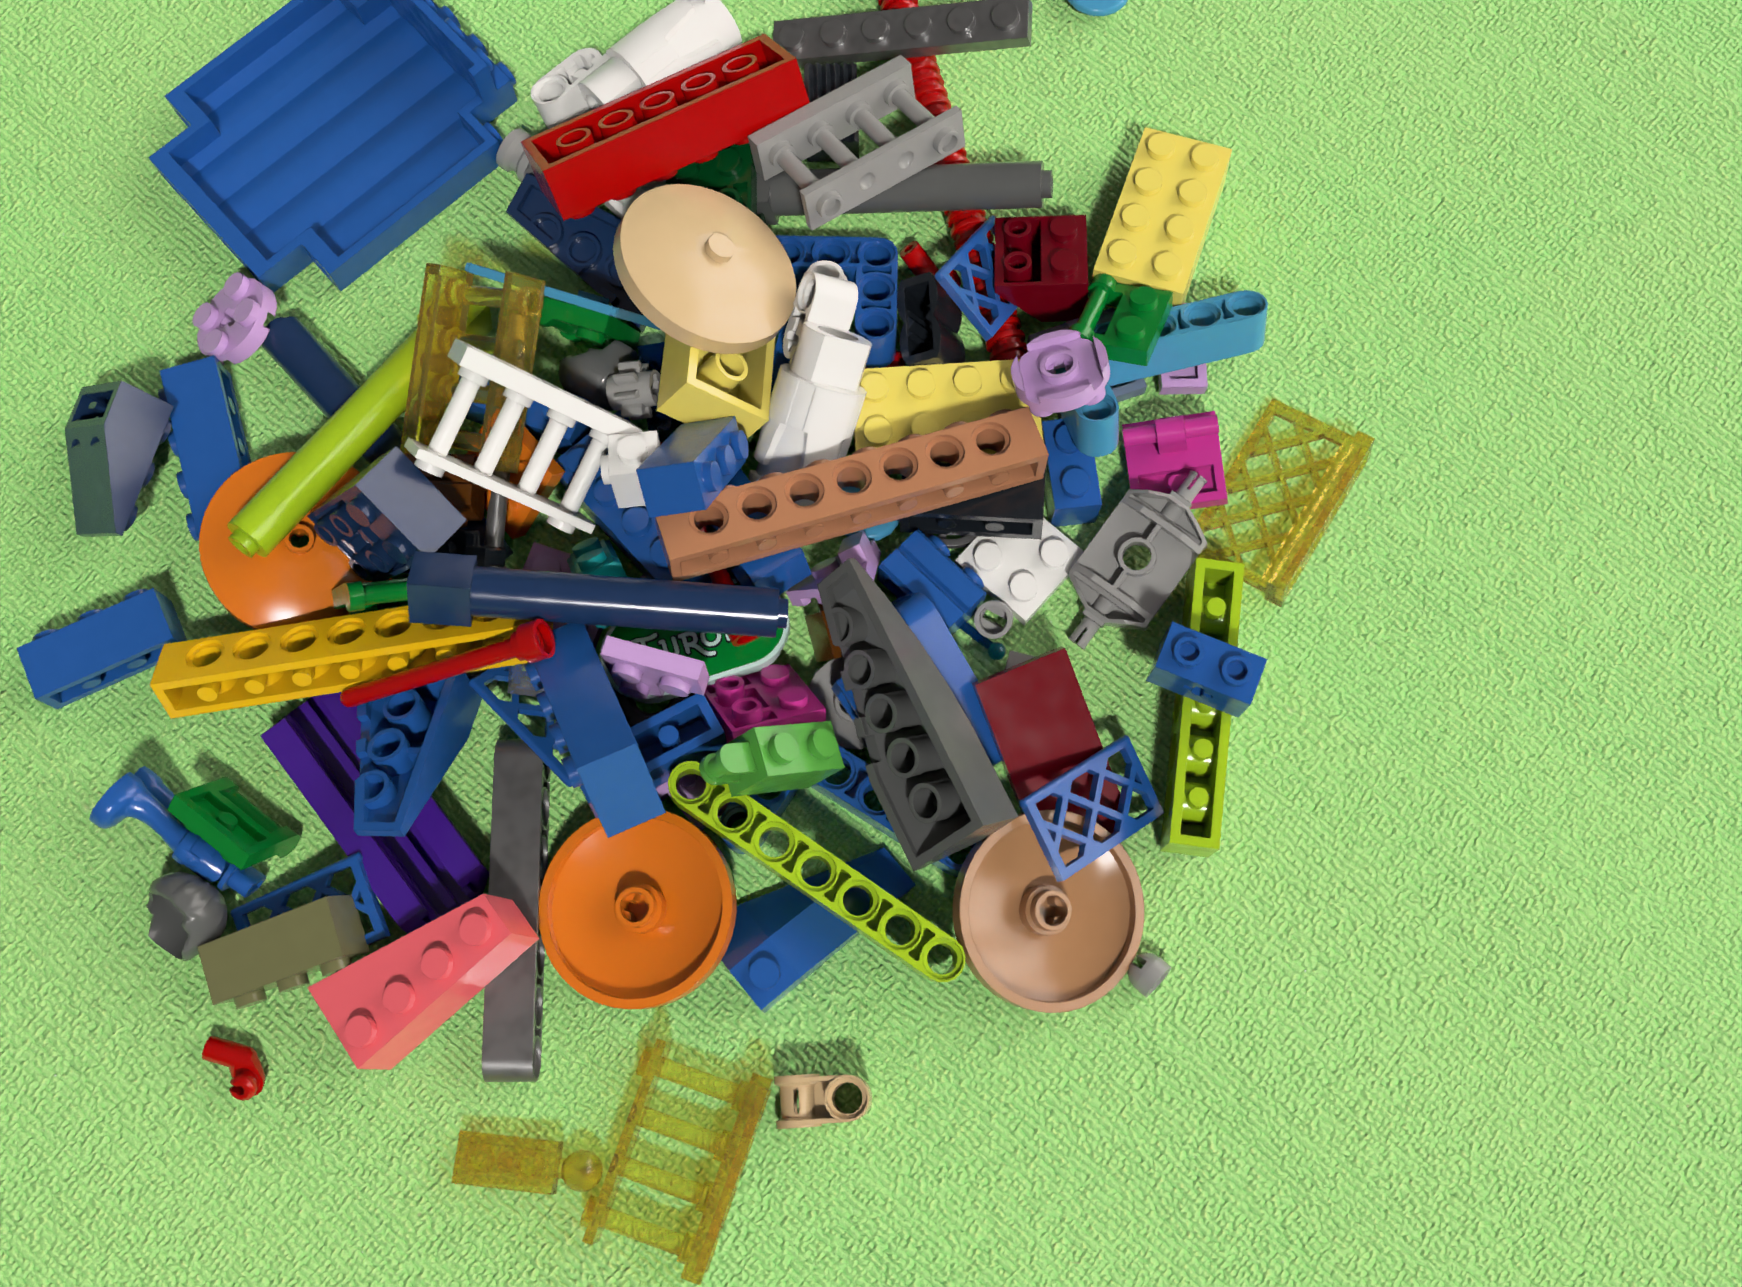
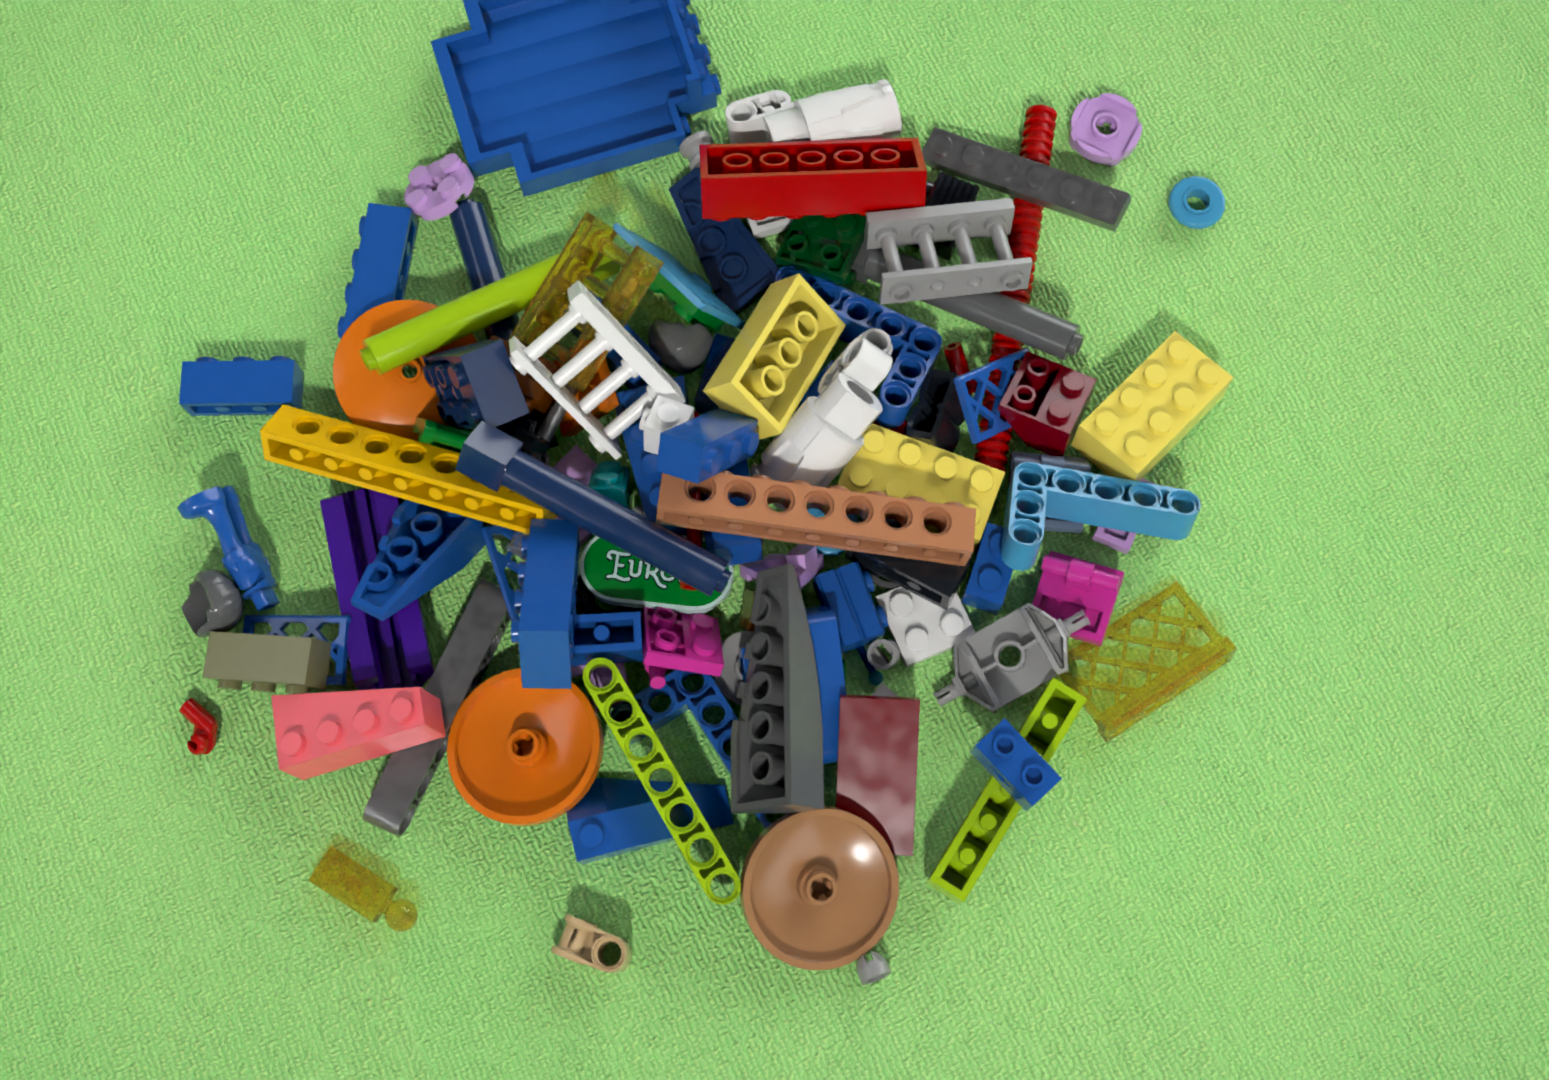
camera: 25 degrees right, 0 degrees up
(112, 453) = (308, 249): slope -> none
(232, 823) = (272, 554): green plate -> none
(530, 642) = (532, 522): red piece -> none
(633, 390) = (695, 366): light grey gear -> none
(652, 671) = (607, 579): lavender plate -> none
(704, 269) = (786, 301): tan dish -> none
(710, 1198) = (482, 979): clear yellow fence -> none
(775, 759) = (668, 685): bright green brick -> none
(1050, 834) = (905, 851): blue window -> none
(1051, 393) = (1019, 511): lavender plate -> none
(1135, 324) = (1086, 482): green plate -> none

